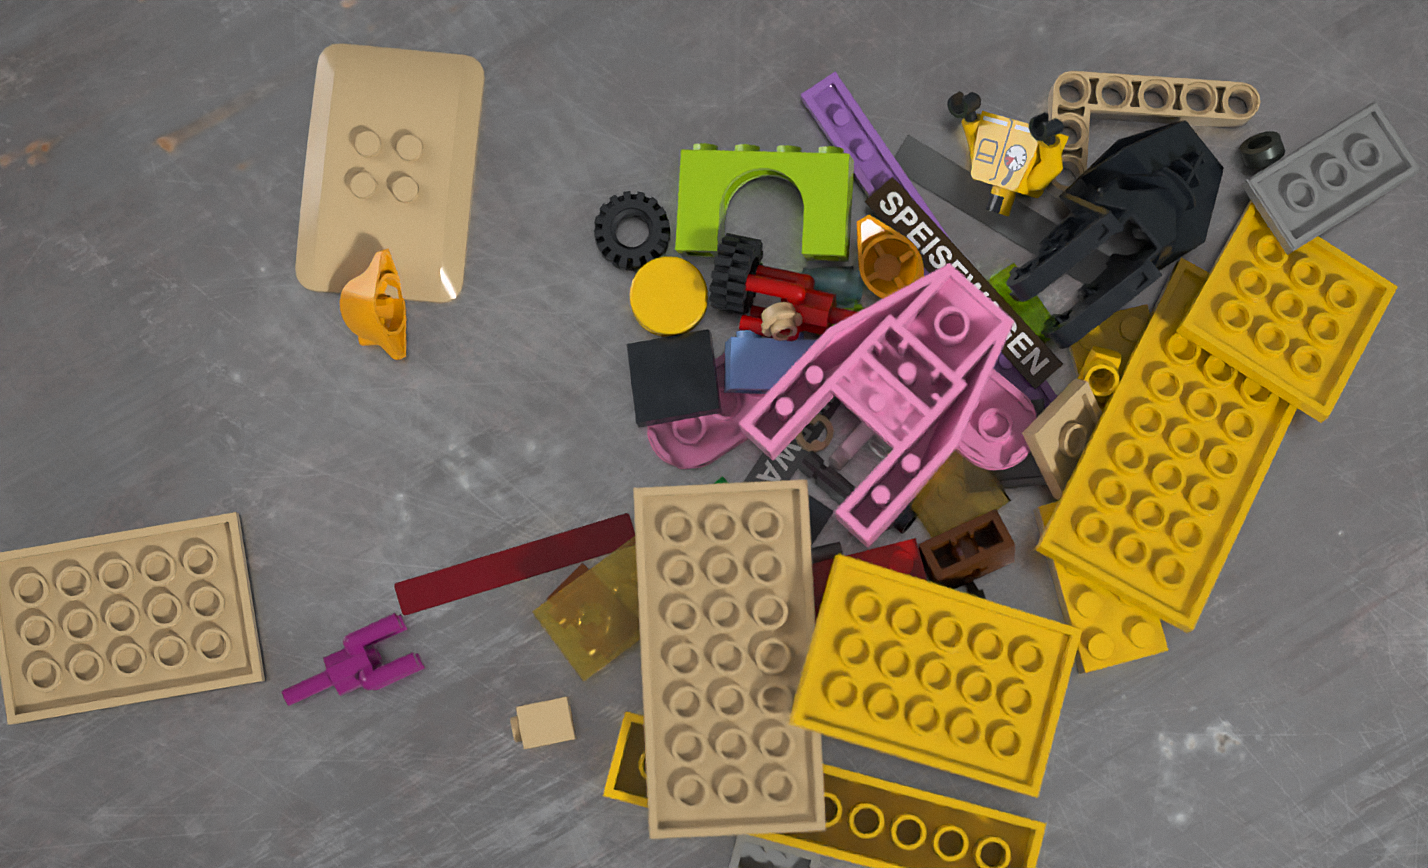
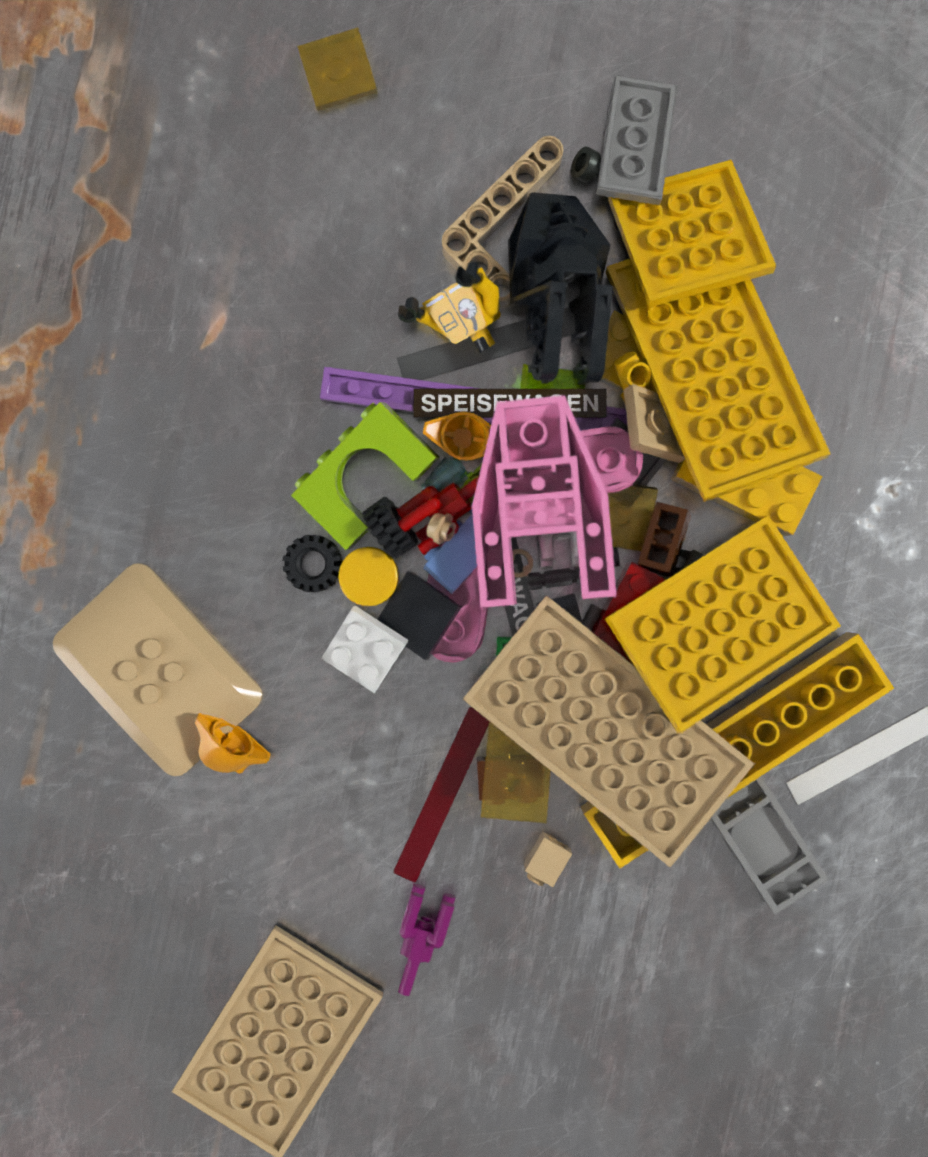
camera: 45 degrees left, 5 degrees up
(593, 356) = (364, 649): none -> white plate

